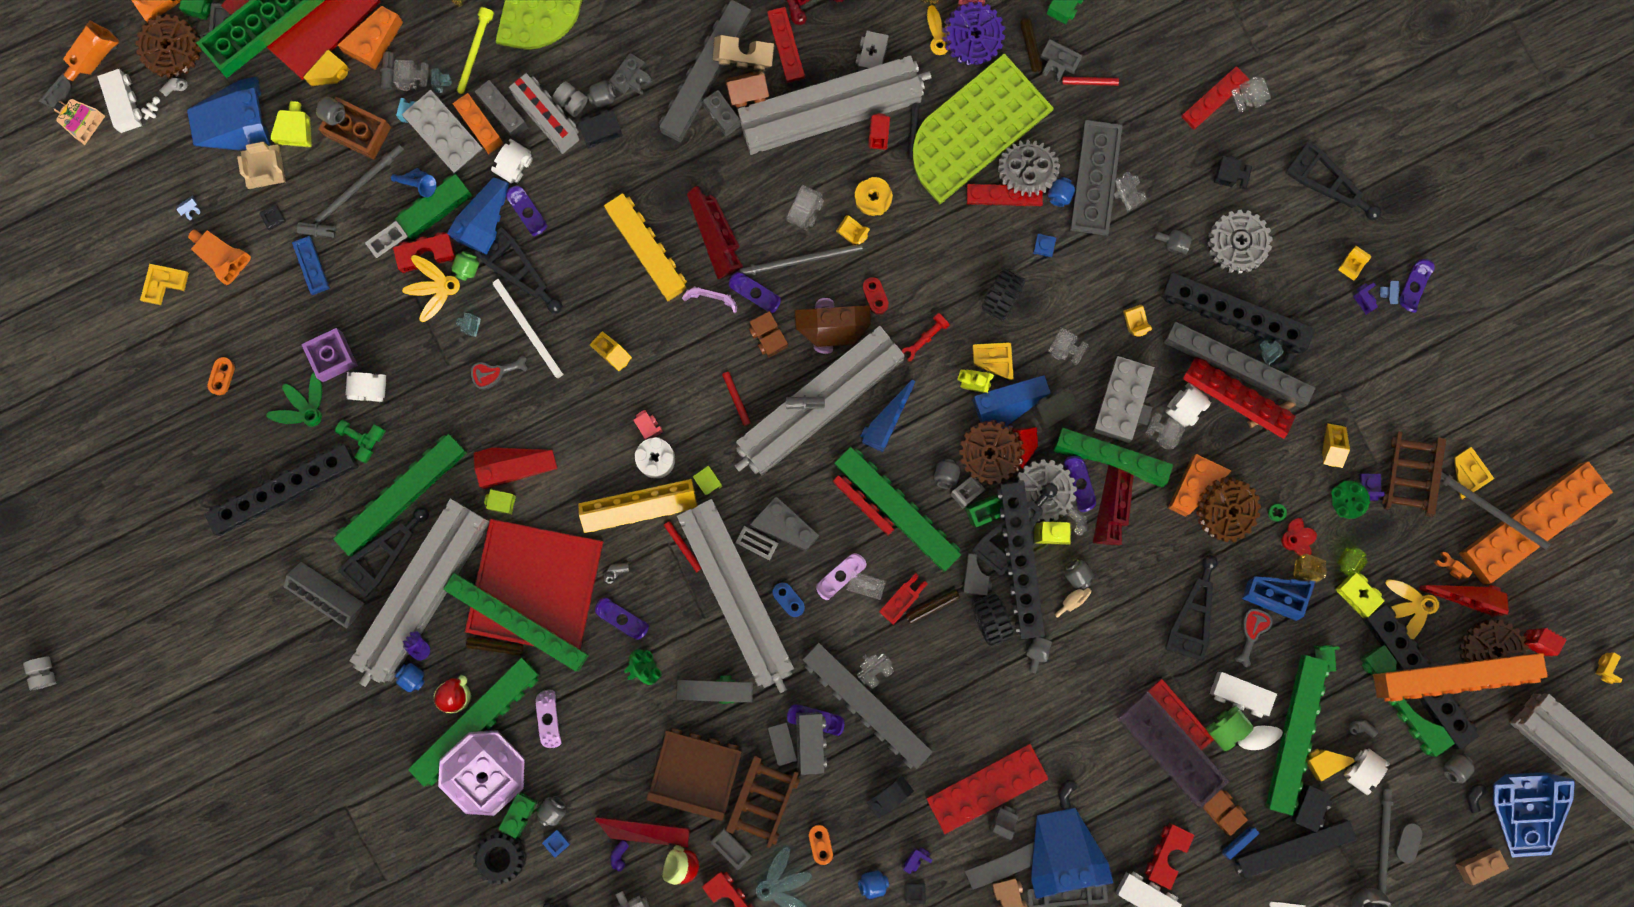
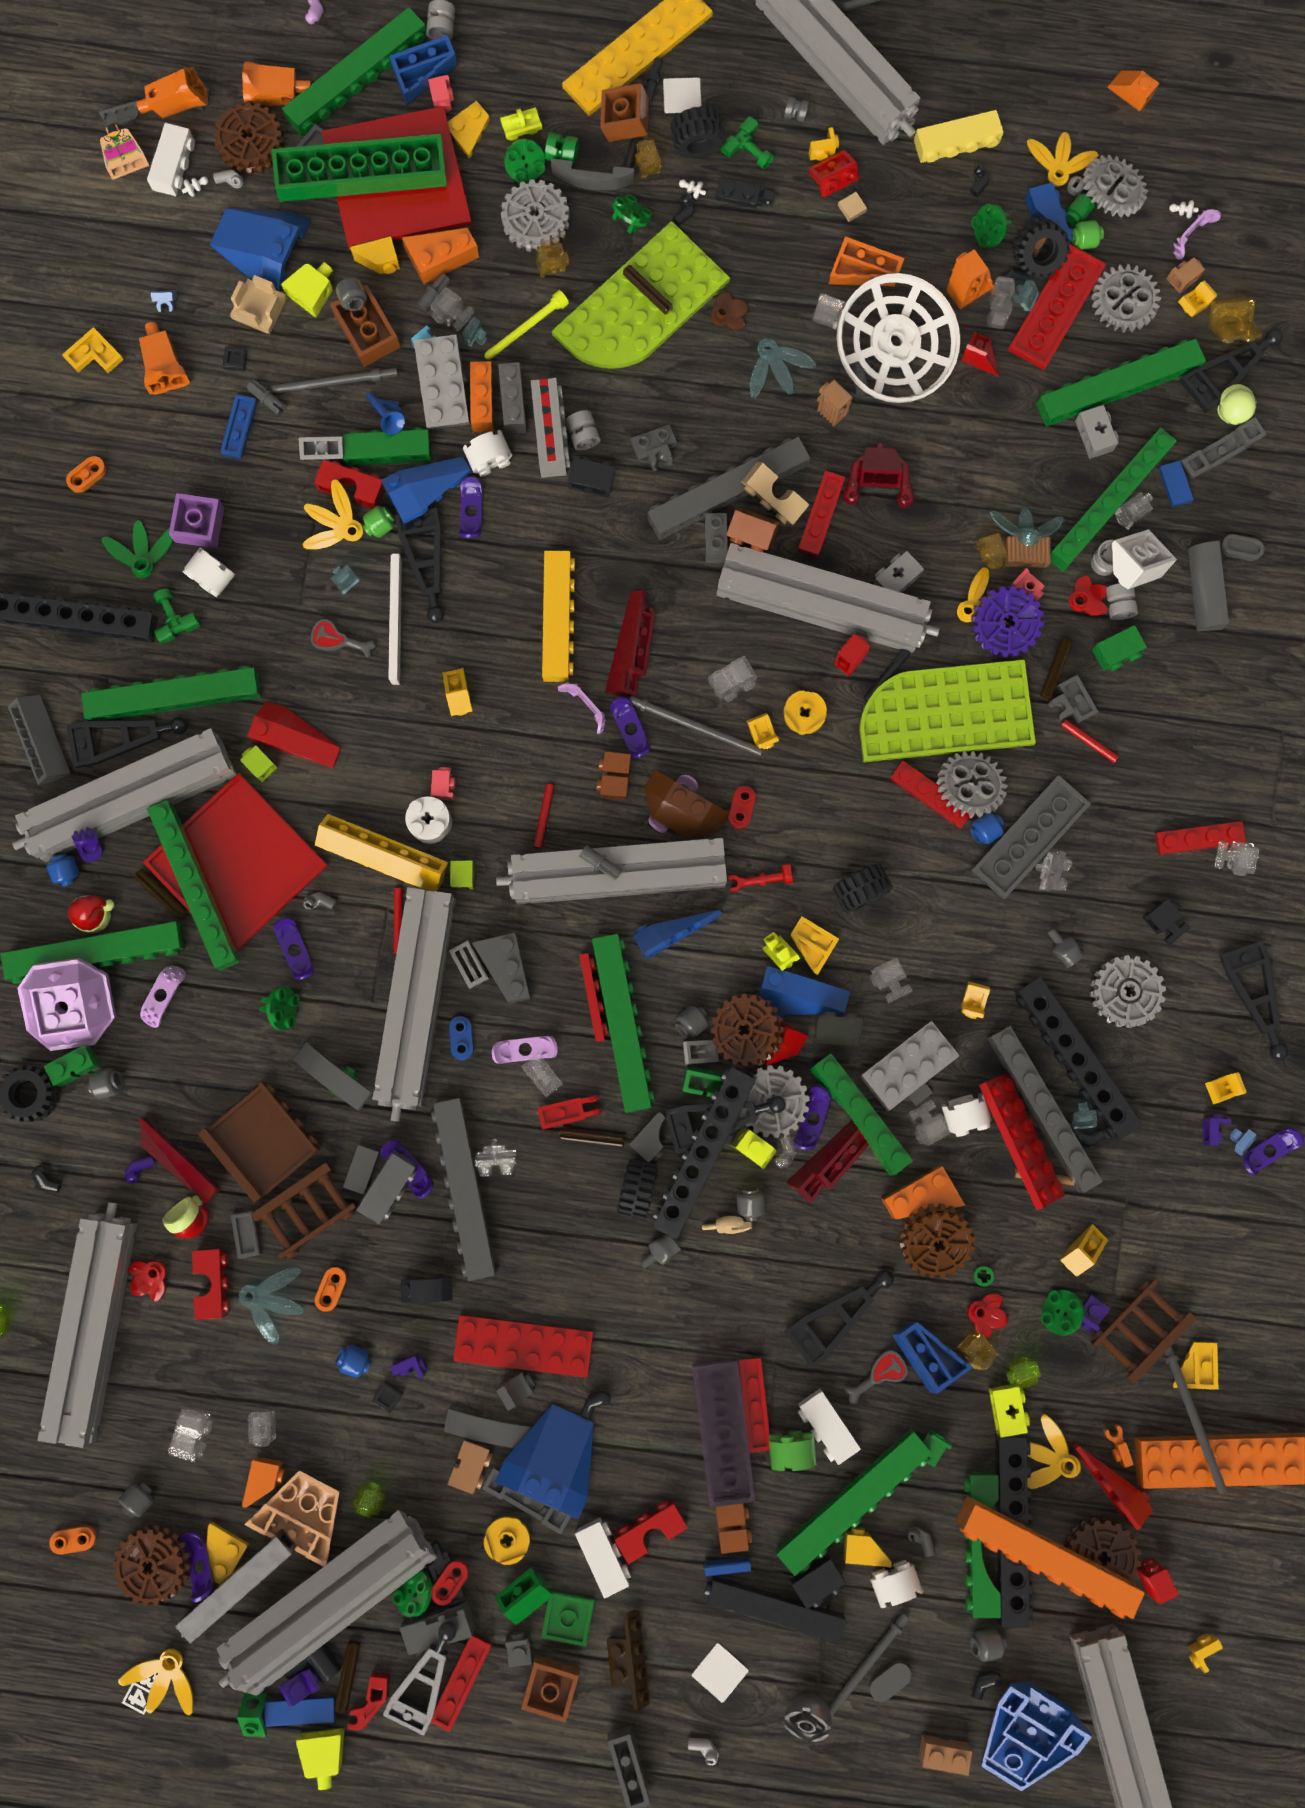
camera: 30 degrees right, 0 degrees up
(556, 843) = (89, 1116): blue plate -> none
(602, 94) = (616, 445): dark grey head -> none
(1044, 245) = (936, 868): blue plate -> none
(1261, 738) = (817, 1480): white arm -> none

